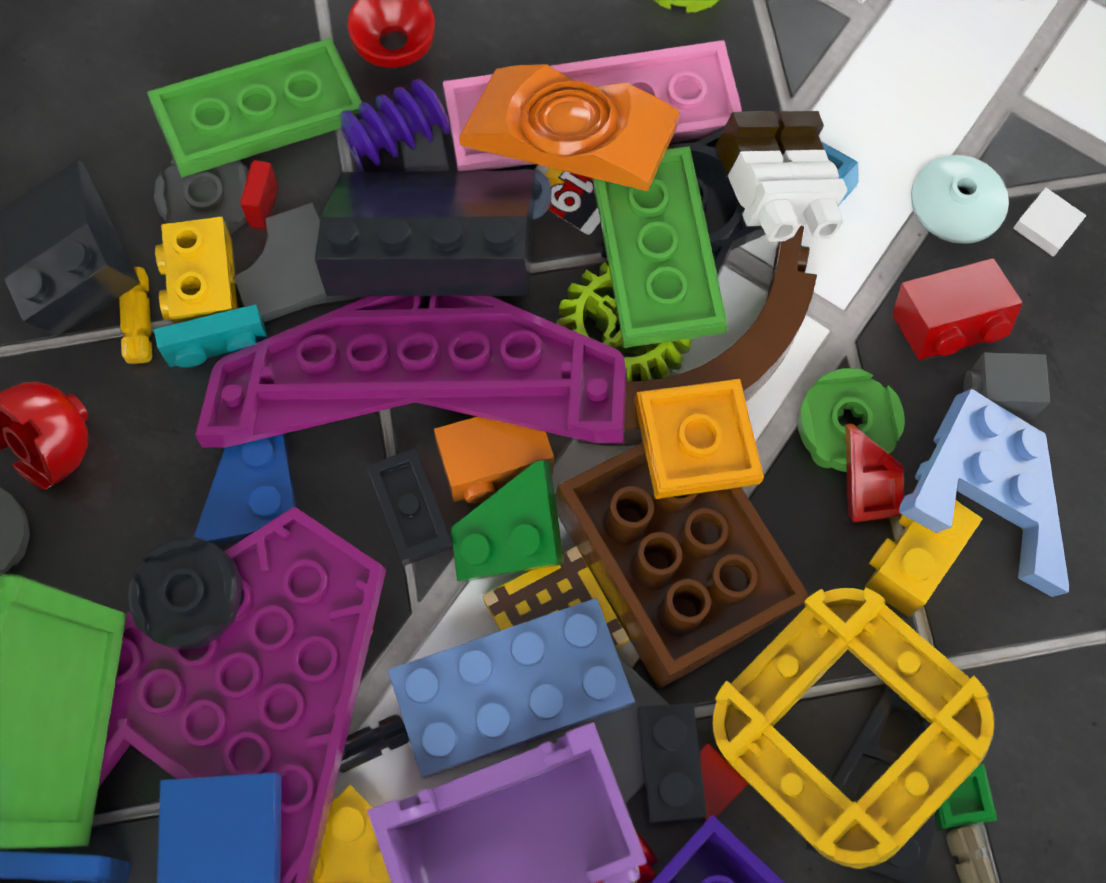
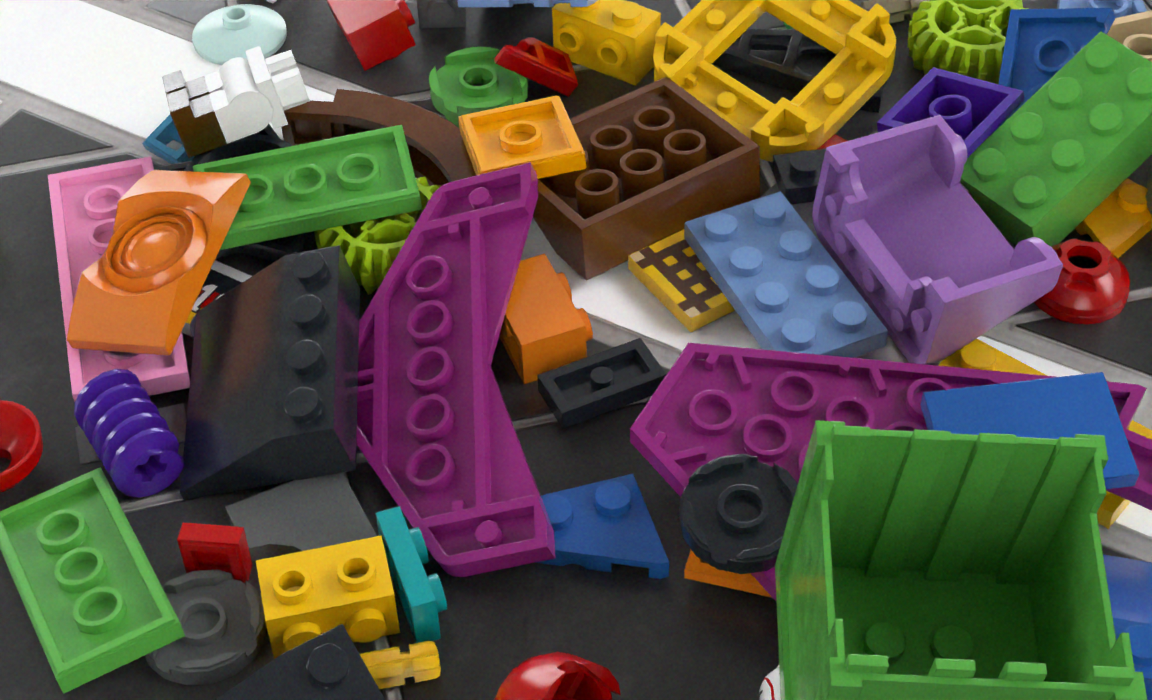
camera: 90 degrees left, 25 degrees down
(511, 529) = (623, 289): green wing -> none

